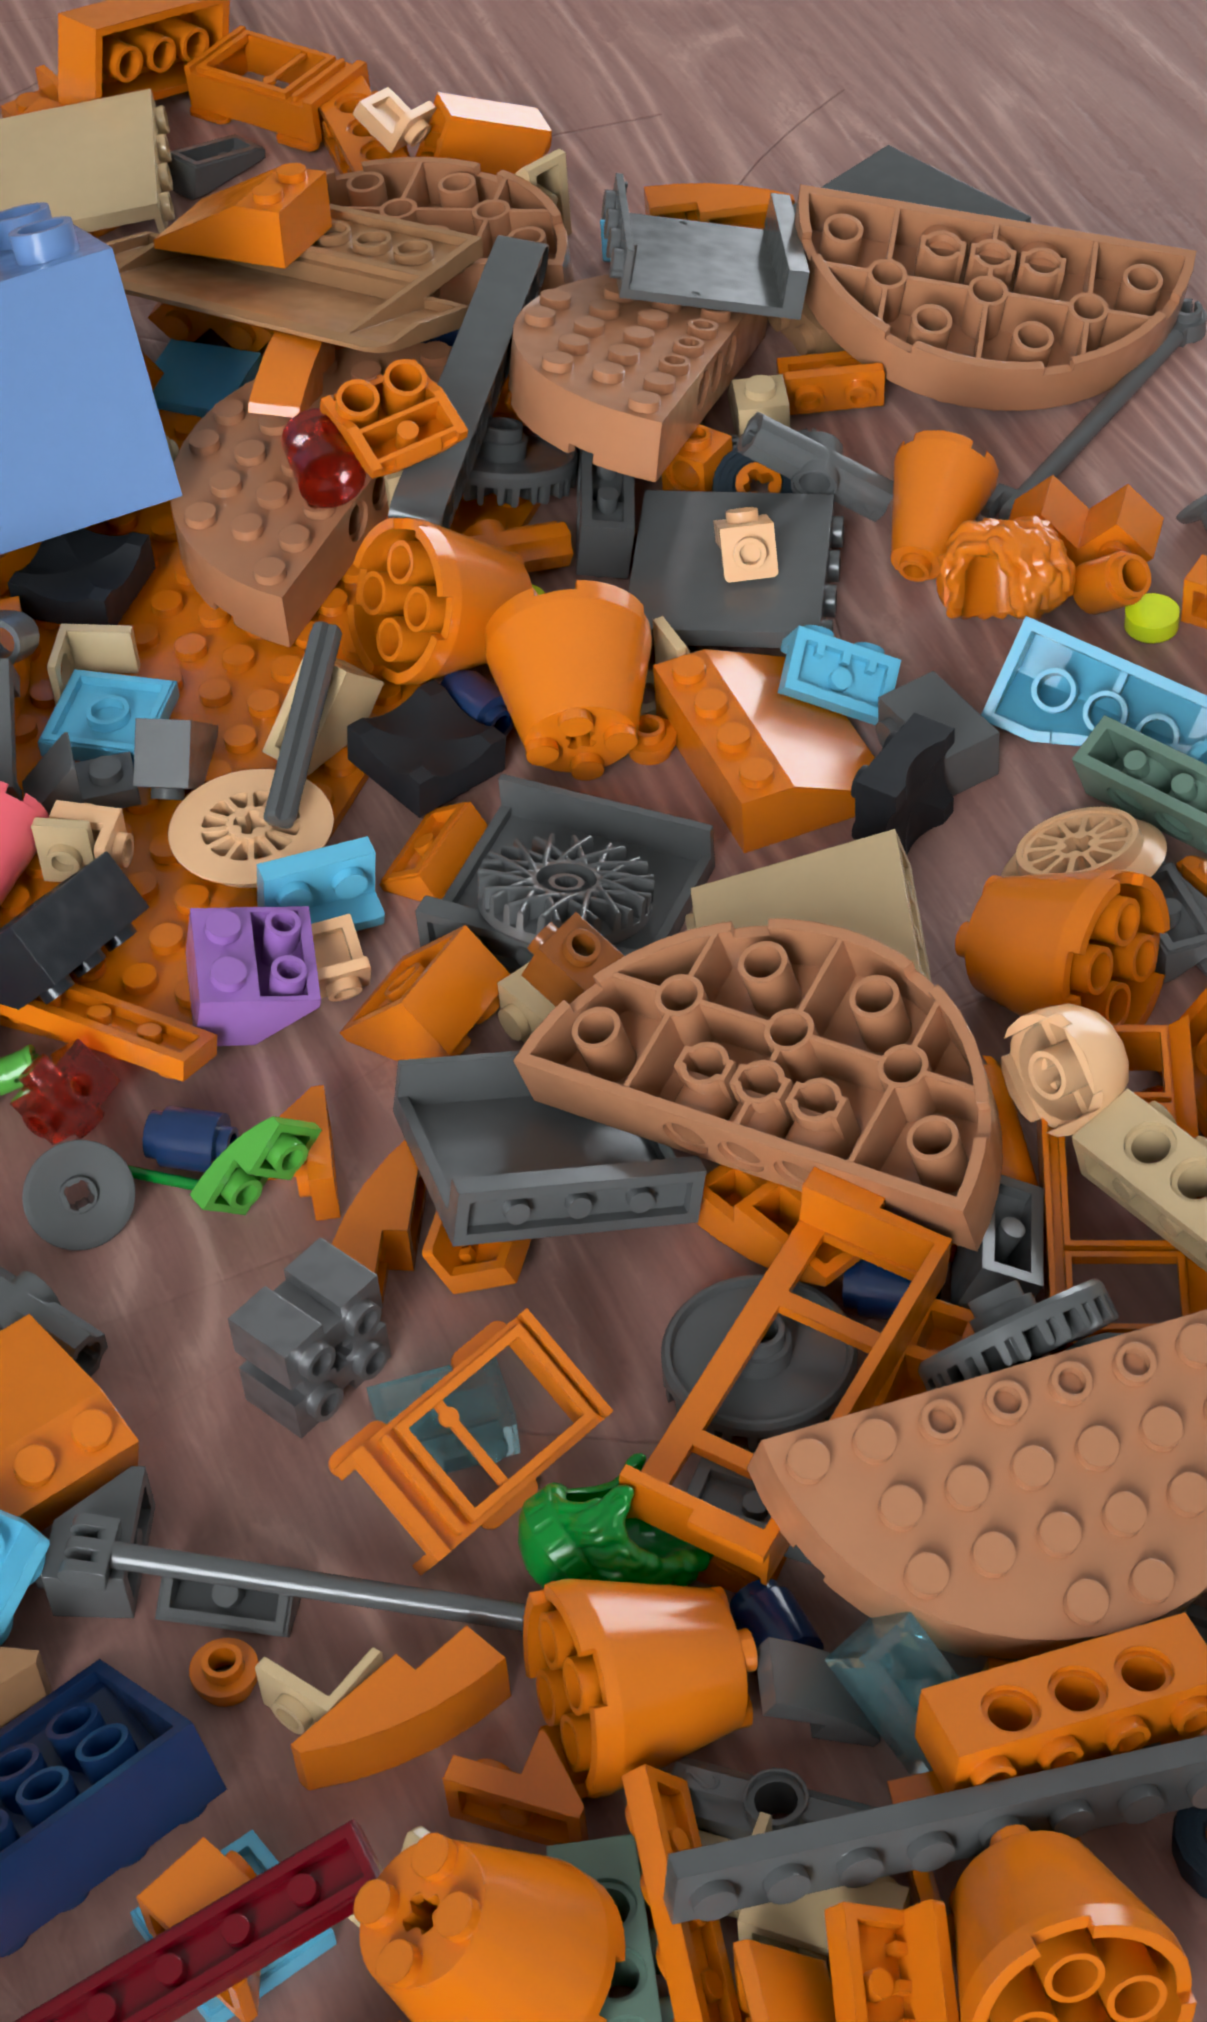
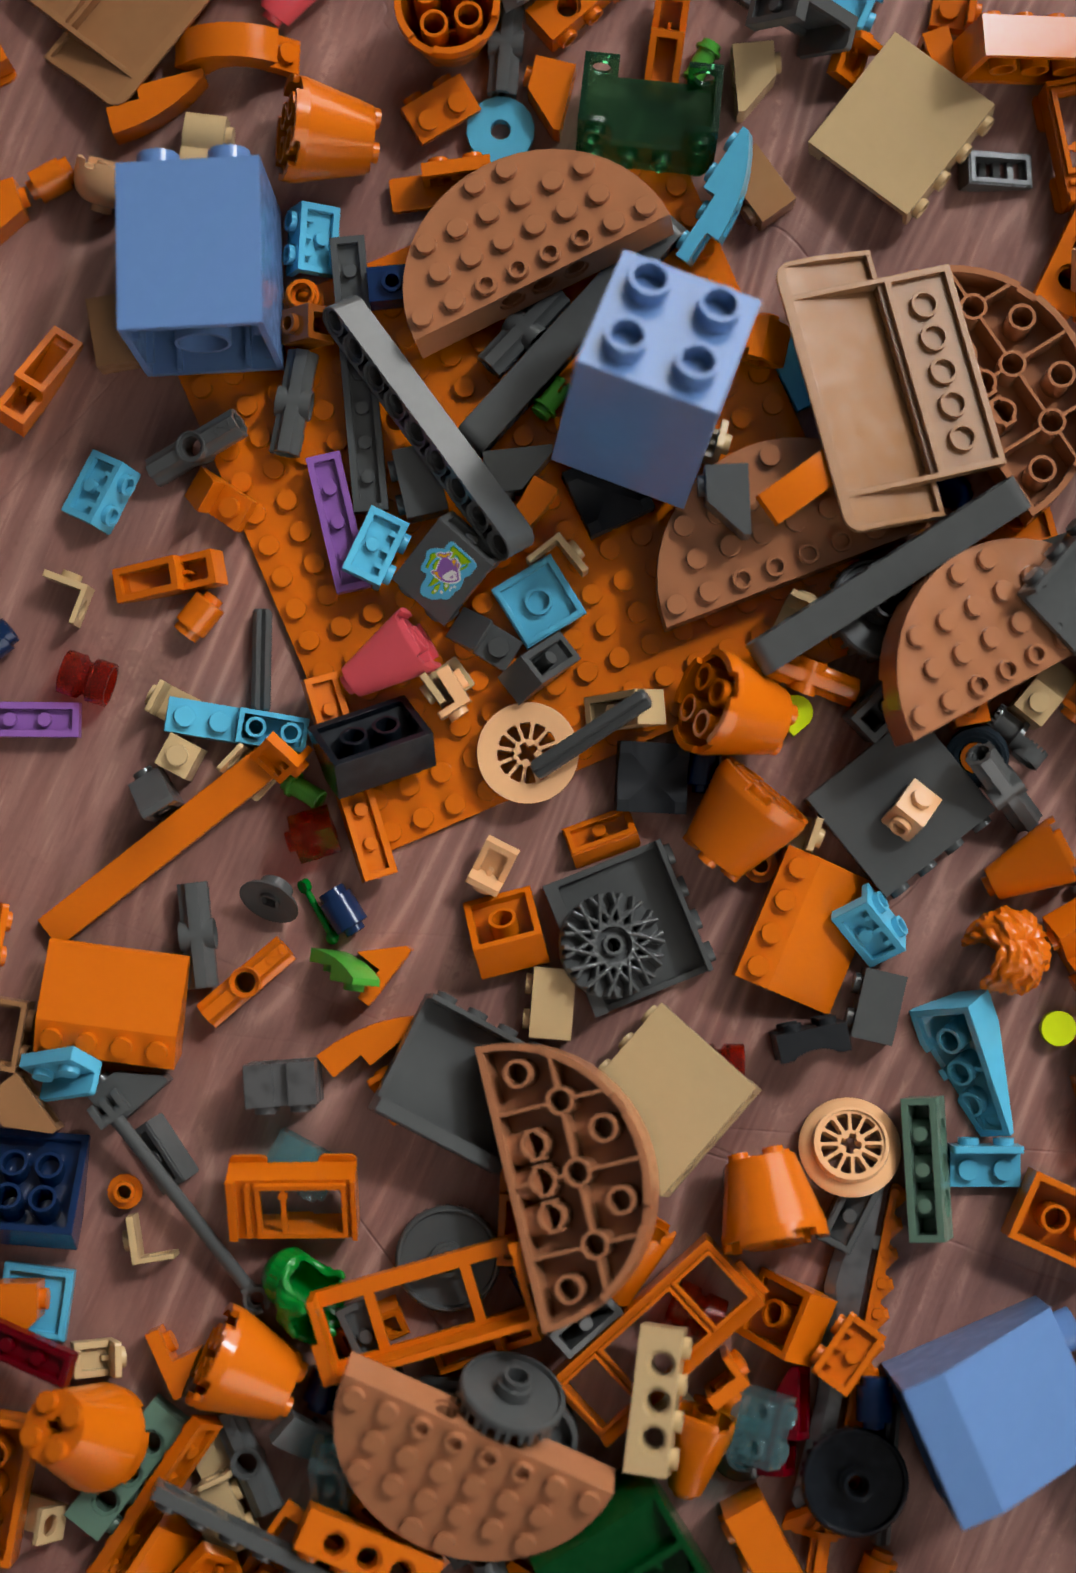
camera: 45 degrees right, 40 degrees up
(140, 1305) = (230, 997): none -> orange piece
(222, 444) = (727, 496): none -> dark grey slope
(250, 971) = (444, 849): medium lavender slope -> none
(257, 220) = (900, 328): orange slope -> none
(321, 460) = (760, 567): clear red wheel -> none
(326, 879) = (517, 828): medium azure bracket -> none
(394, 418) = (802, 594): orange slope -> none
(403, 1712) = (168, 1282): orange slope -> none
(568, 959) = (557, 1012): dark orange brick -> none
(1064, 1066) = (678, 1293): light nougat cylinder -> none
(1111, 582) = (1055, 999): orange brick -> none

